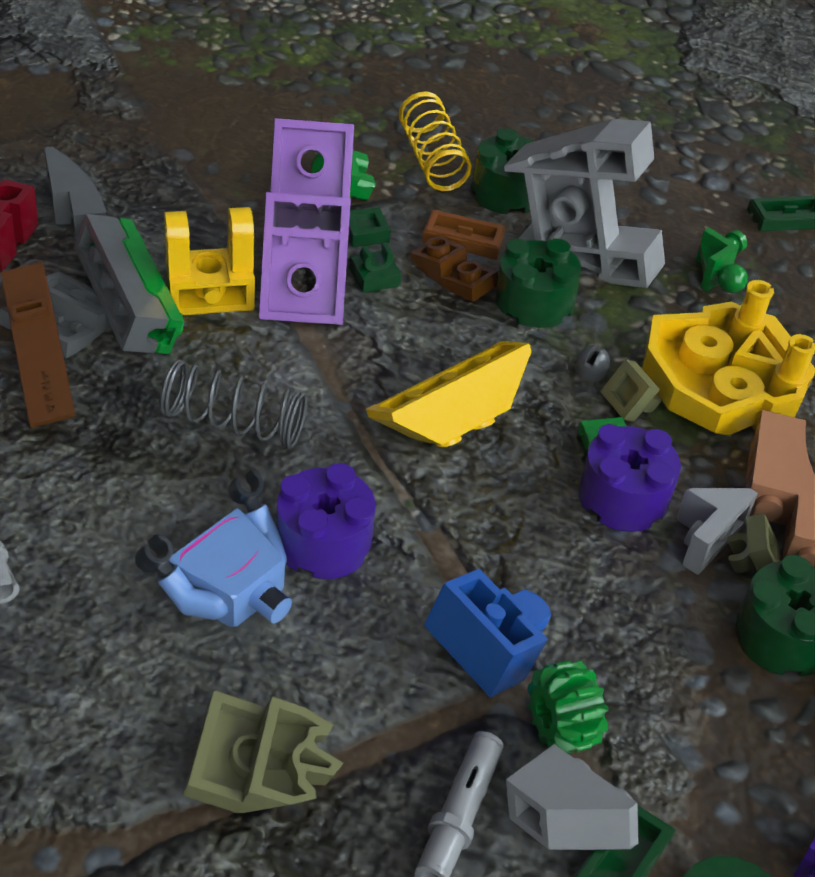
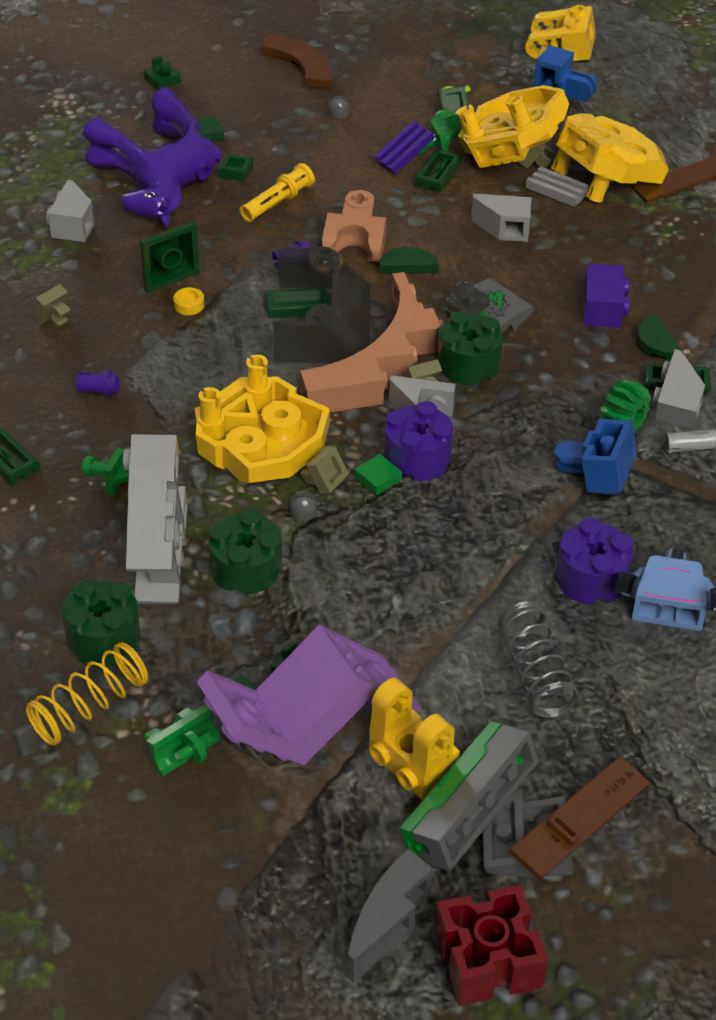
camera: 115 degrees left, 0 degrees up
(449, 267) = (255, 619): reddish brown slope -> none
(458, 397) = (423, 551): yellow wedge -> none
(477, 235) = (203, 656): dark orange tile -> none

